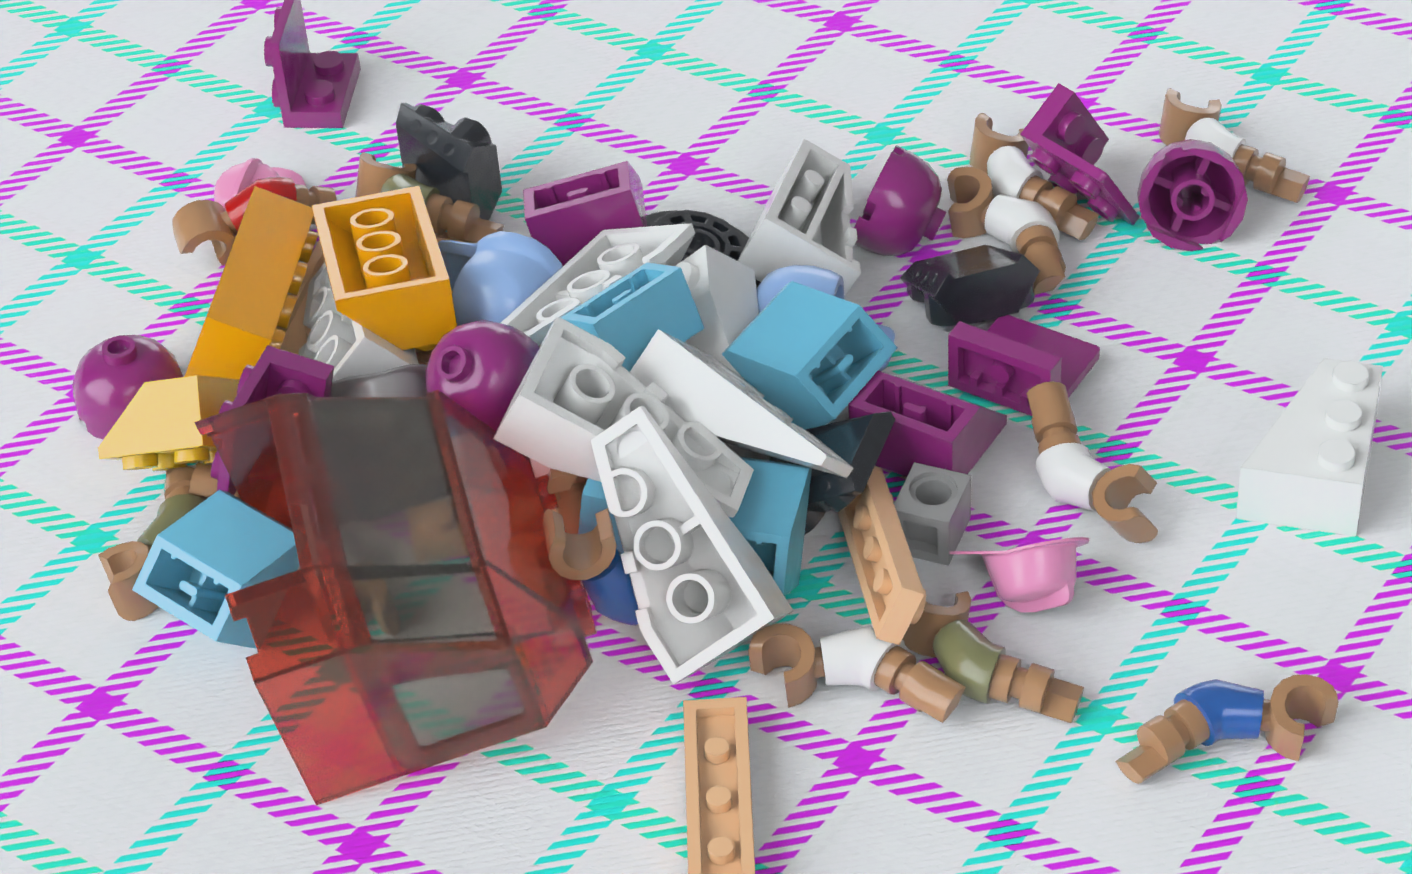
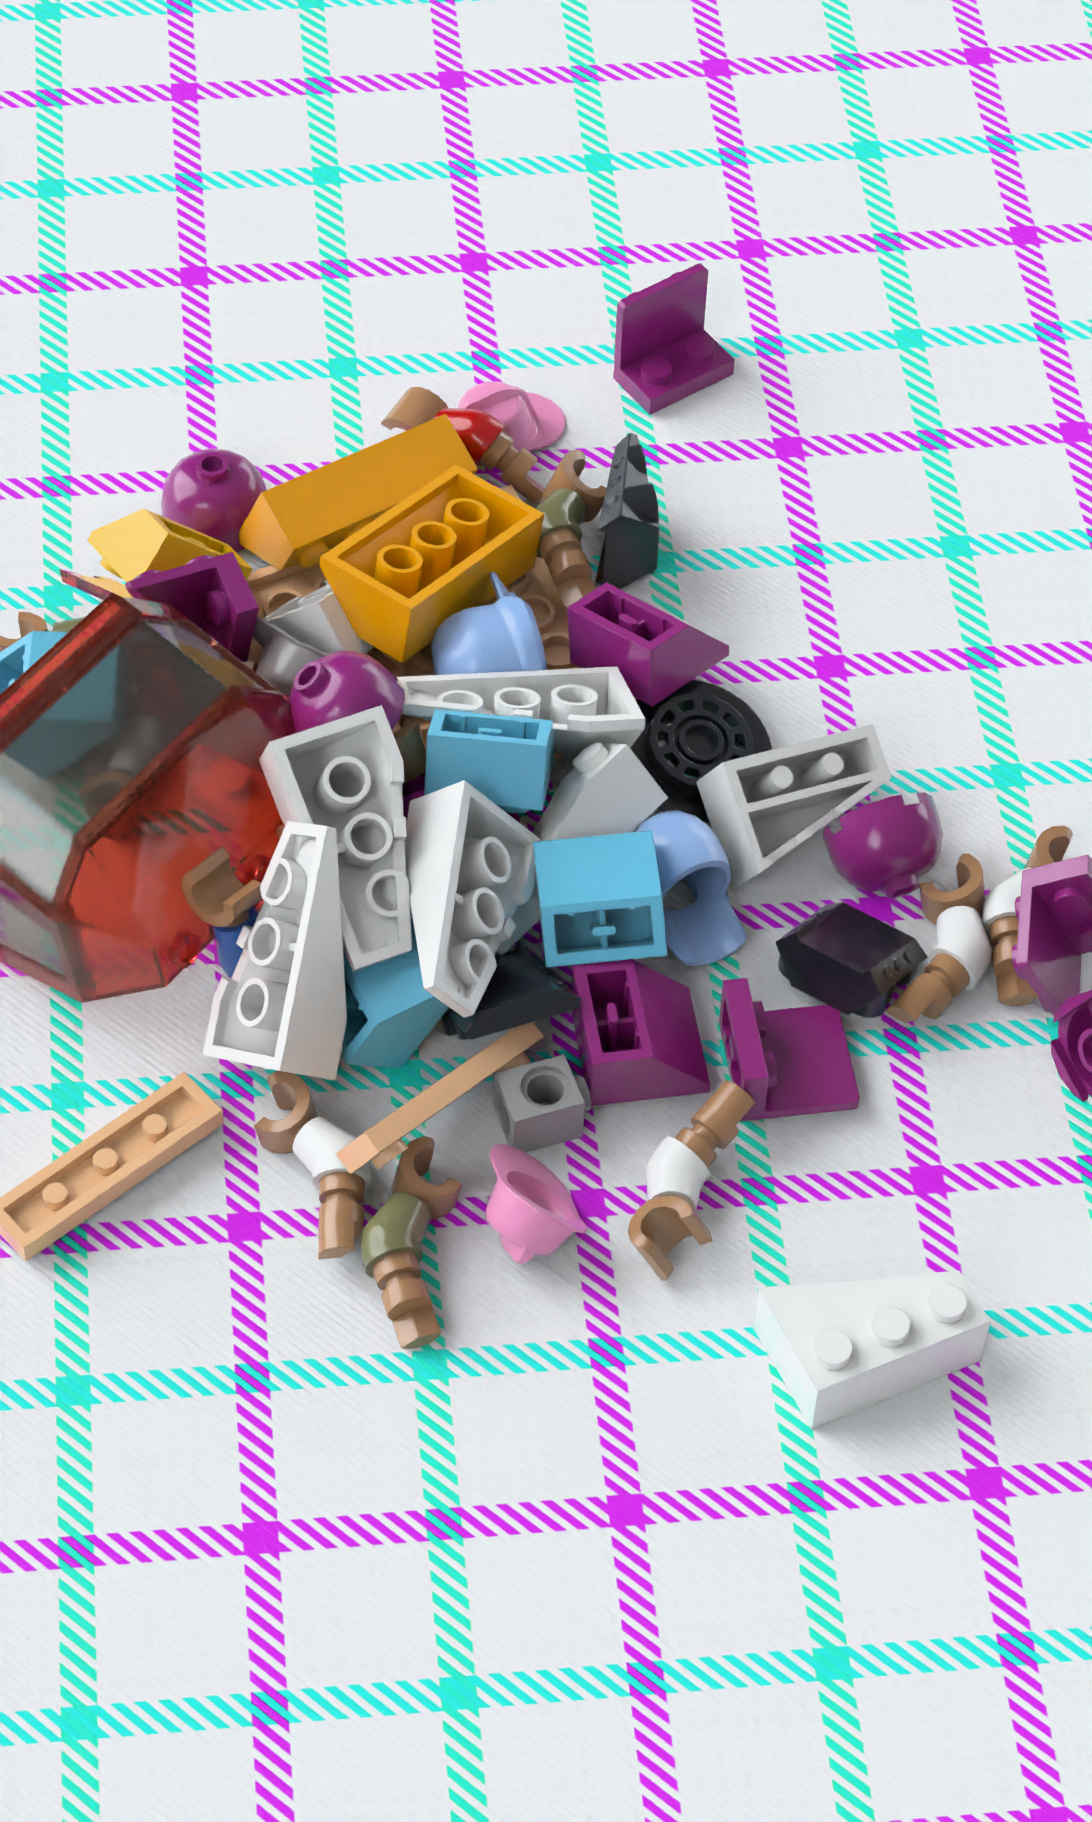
camera: 45 degrees right, 10 degrees up
(1230, 711) = (486, 1444): medium nougat piece -> none

